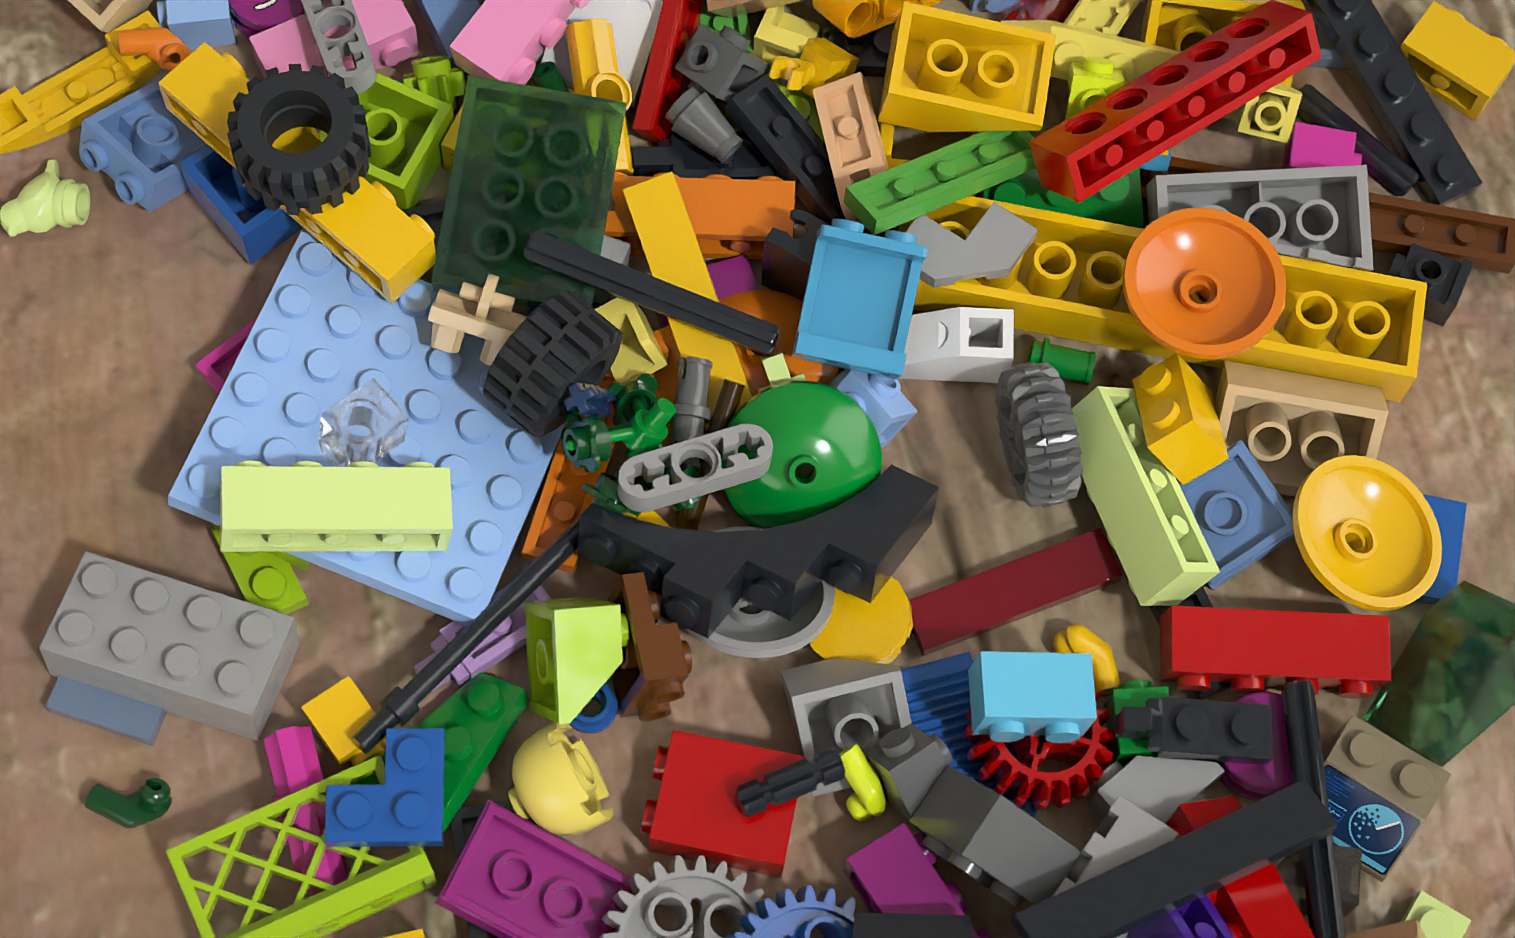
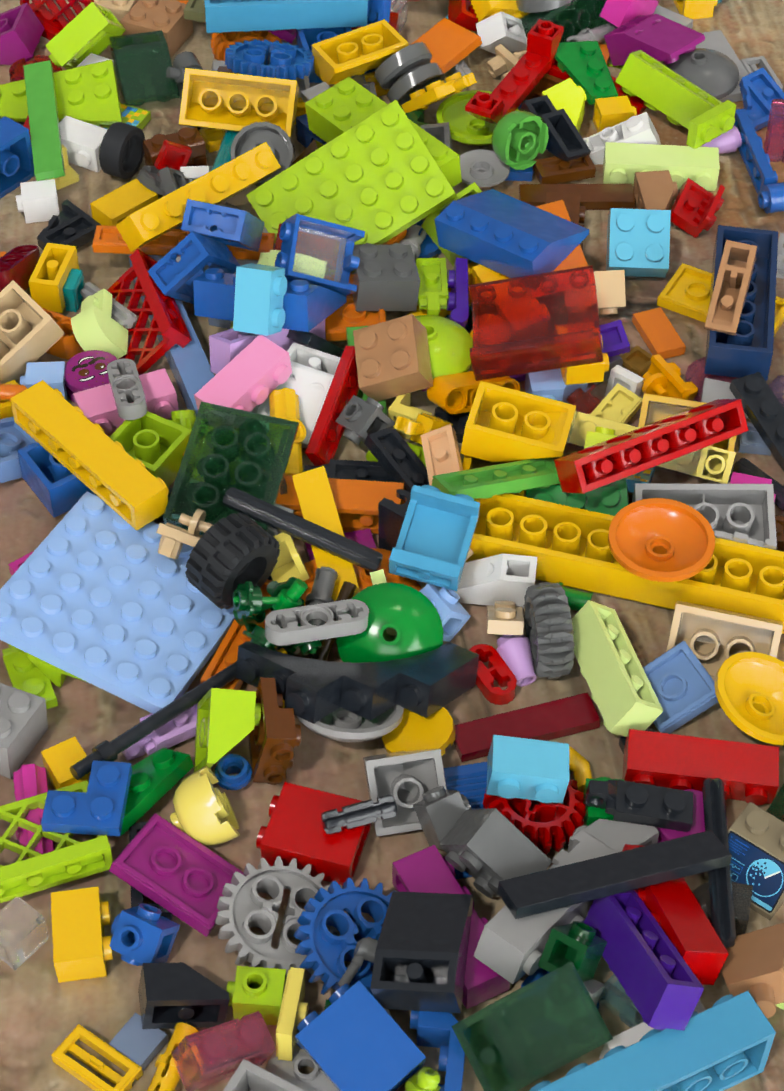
camera: 10 degrees right, 20 degrees down
(291, 102) = (90, 424): black tyre -> none
(335, 507) = (79, 629): yellowish green brick -> none
(366, 407) = (105, 588): clear brick -> none
(589, 399) = (250, 572): dark blue axle -> none
(703, 124) = (347, 450): dark grey cone -> none
(869, 794) = (412, 825): neon yellow arm -> none
(964, 497) = (496, 671): none -> red beam
(970, 416) = (505, 618): none -> tan plate
(987, 252) = (525, 520): light grey tile -> none
(991, 474) = (517, 655): none -> lavender cone
(1179, 419) = (643, 624): yellow brick -> none

